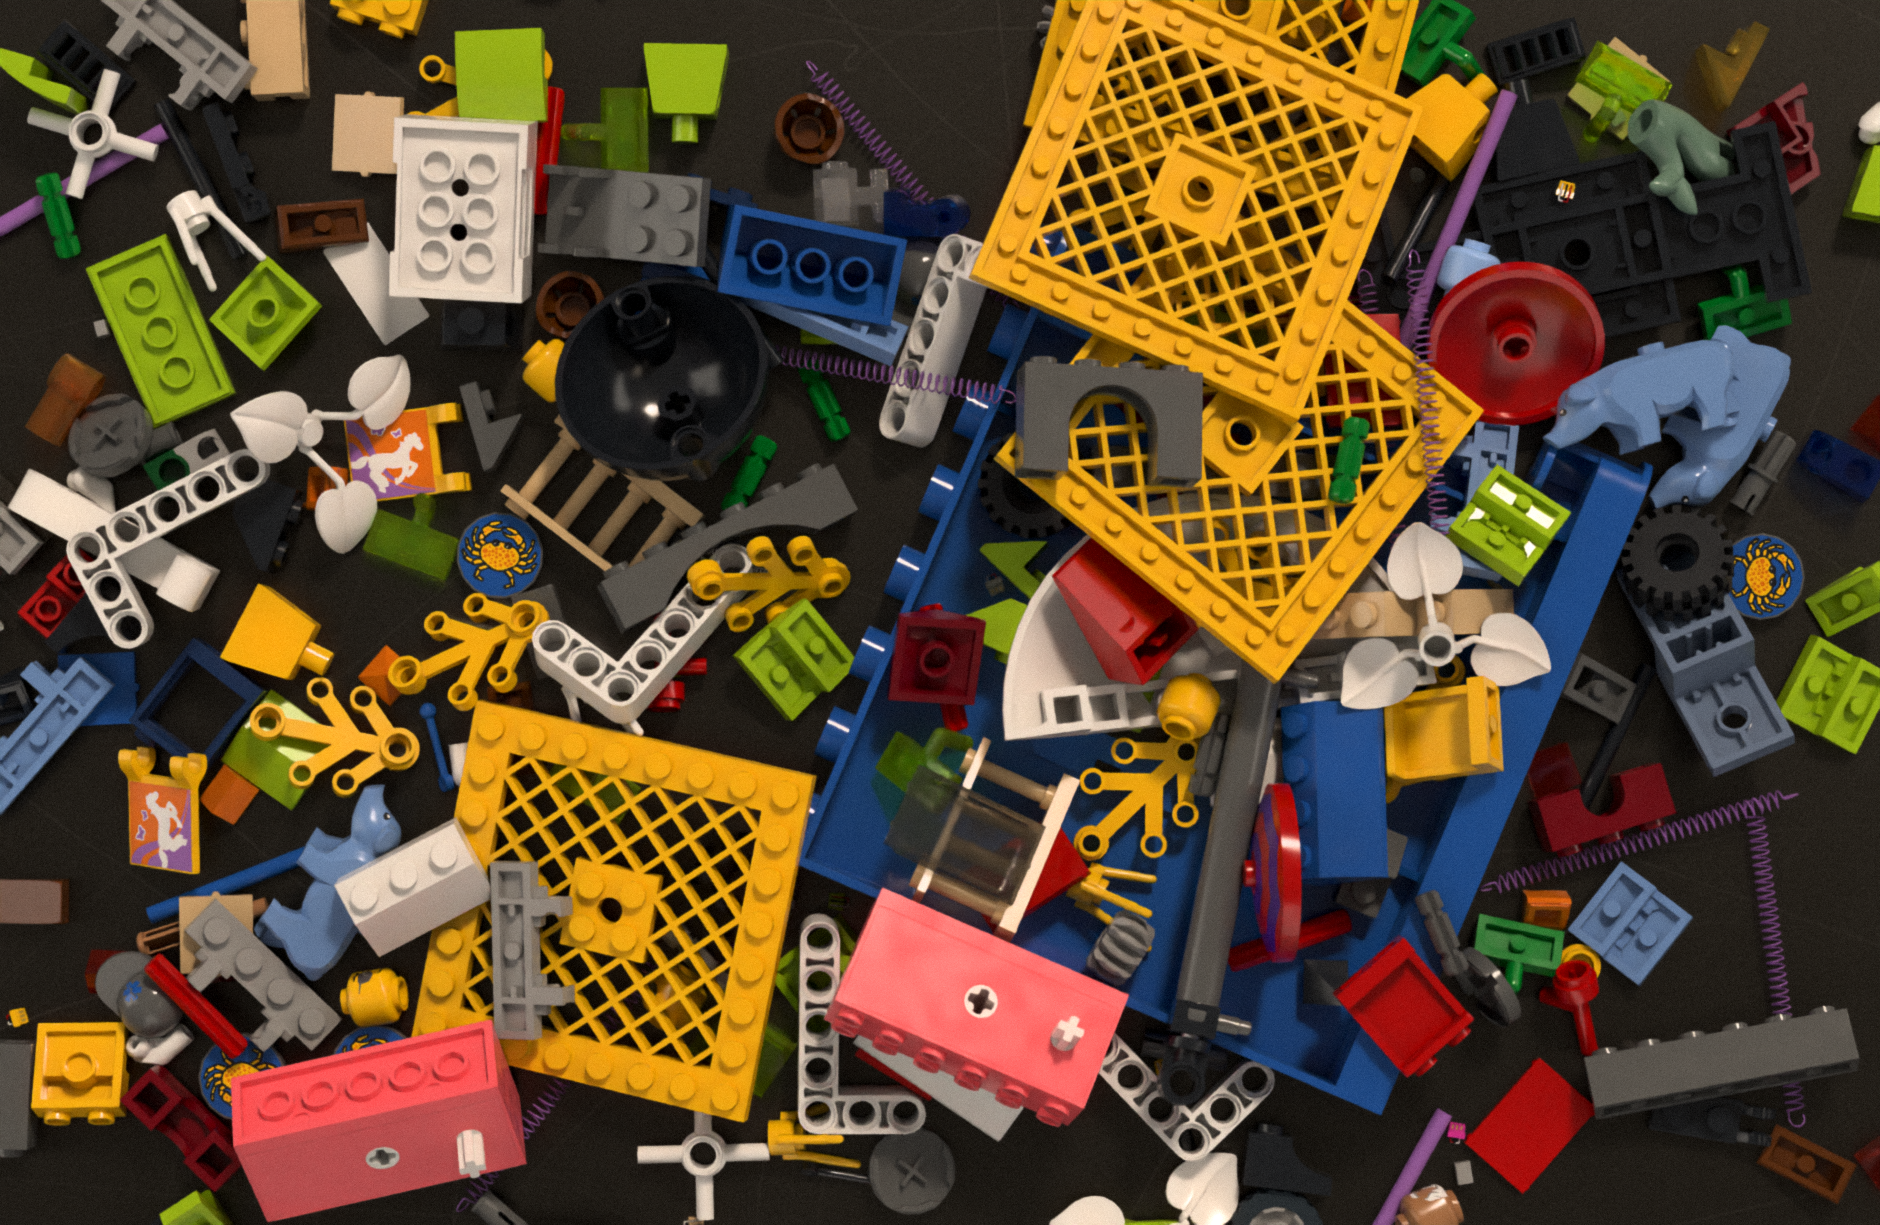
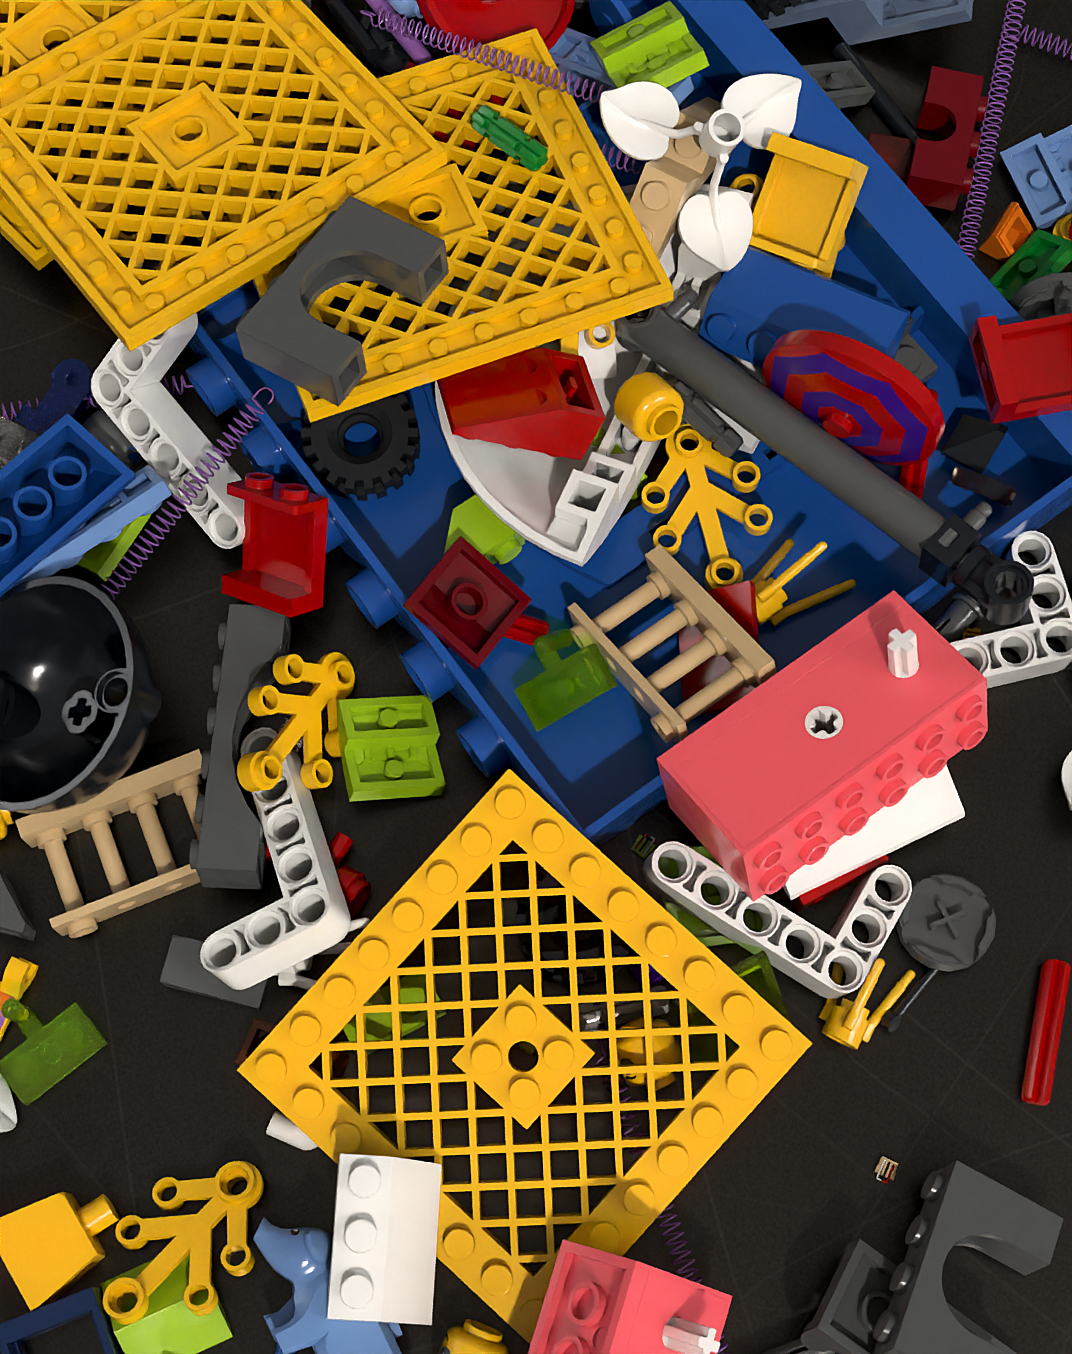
camera: 55 degrees left, 15 degrees down
(376, 675) = (161, 1154): orange slope -> none
(445, 780) = (299, 1158): blue hinge -> none
(476, 648) = (190, 988): yellow plant -> none
(500, 555) = (116, 973): tile -> none
(518, 985) = (545, 1194): light grey hinge -> none
(703, 1172) = (839, 1126): white bar -> none
(750, 472) = (189, 690): green axle -> none
(824, 402) = (169, 590): green axle -> none
(899, 478) = (280, 546): none -> red panel
(964, 836) = (651, 661): clear smoke piece -> none
(995, 585) = (433, 532): light grey piece -> none
(1013, 561) = (423, 500): lime slope -> none
(1120, 947) = (836, 592): light grey gear -> none
(1290, 1010) = (983, 485): none -> clear smoke tile
(1441, 933) = (988, 297): dark grey axle -> none

